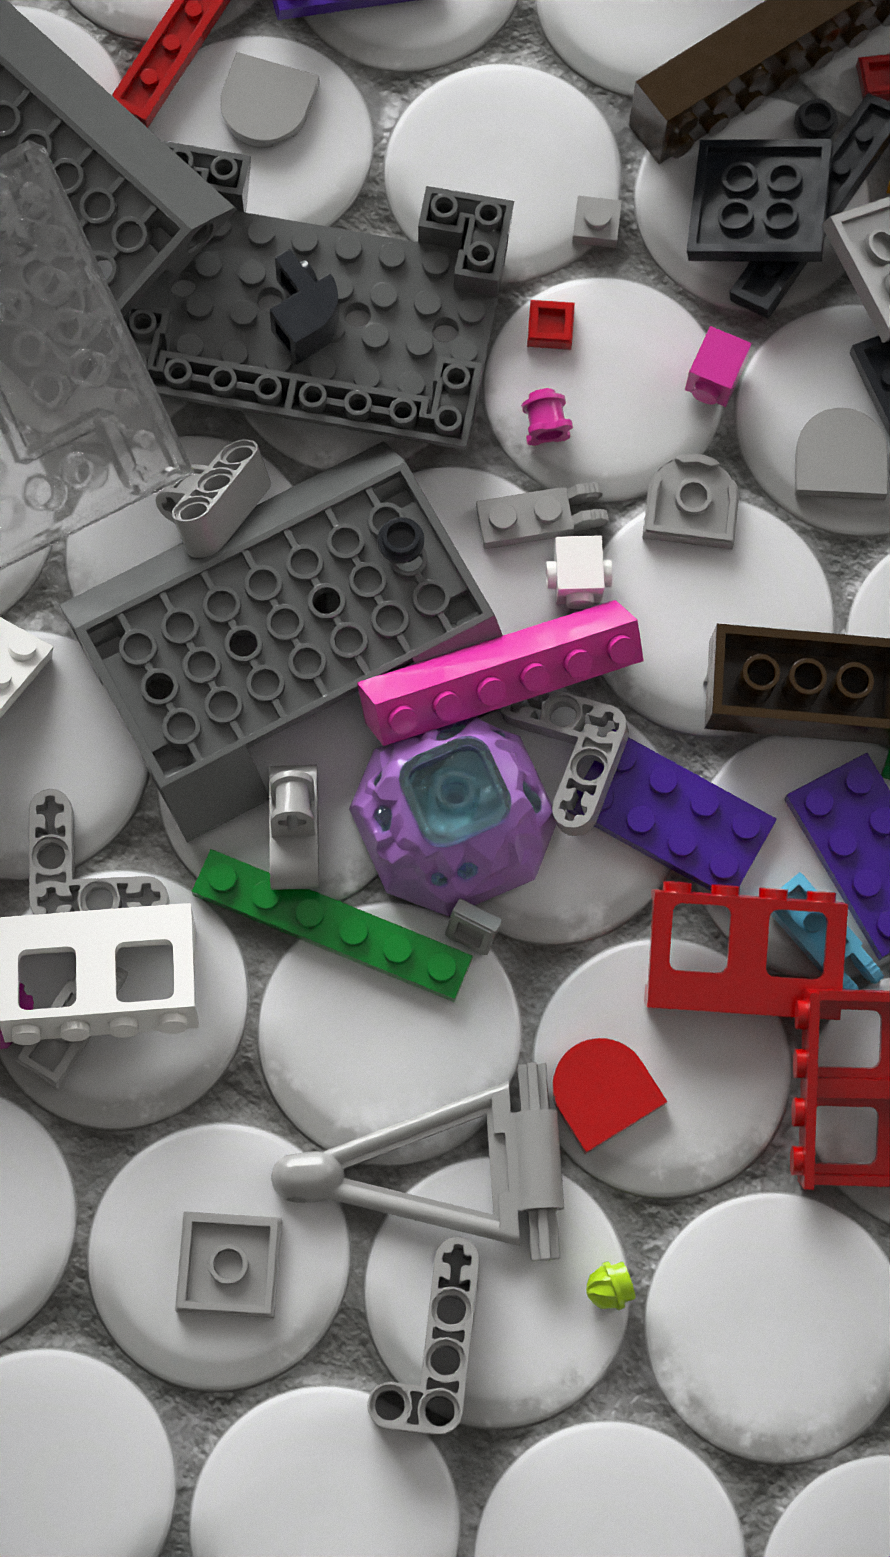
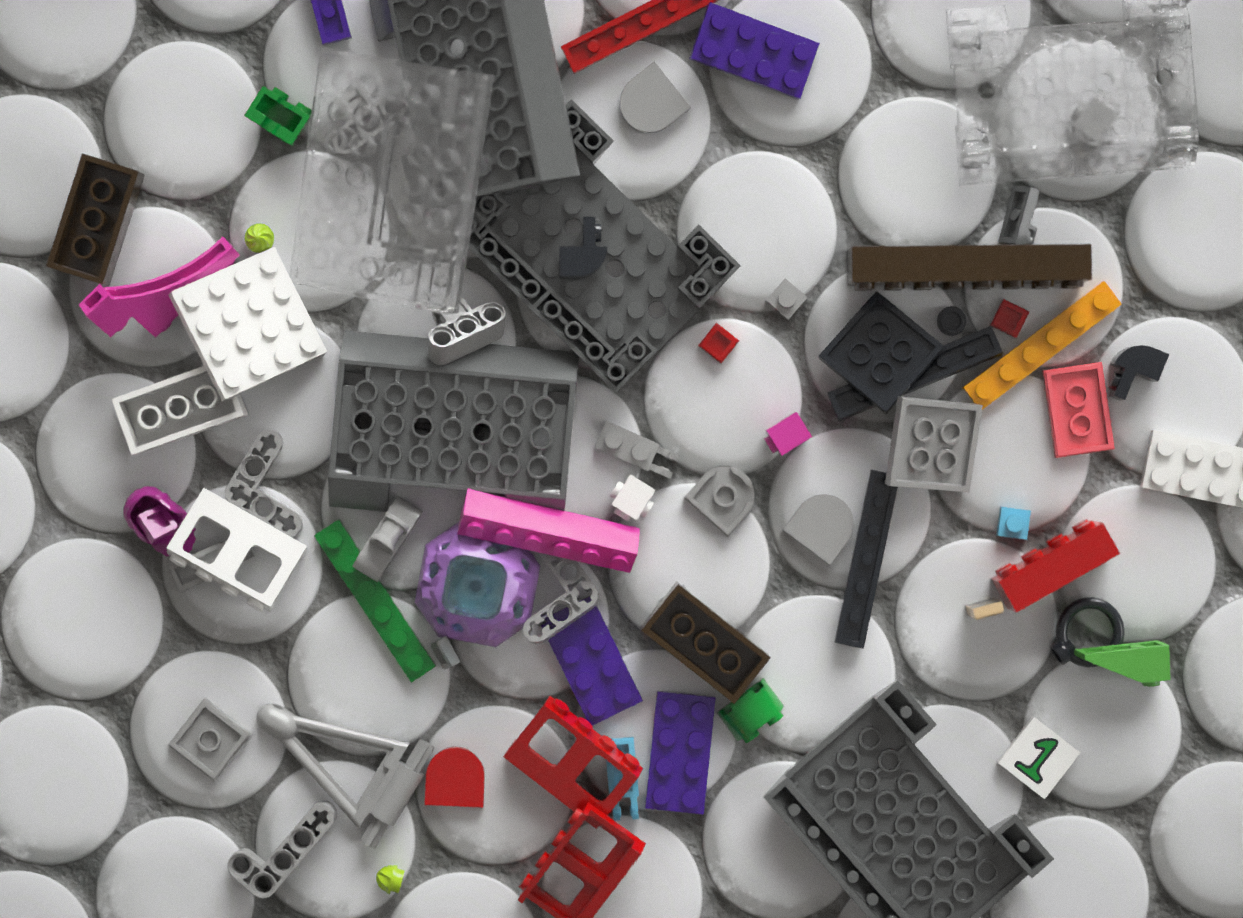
camera: 35 degrees right, 15 degrees up
(401, 540) = (541, 427): black plate -> none
(546, 417) = (676, 397): dark pink brick -> none

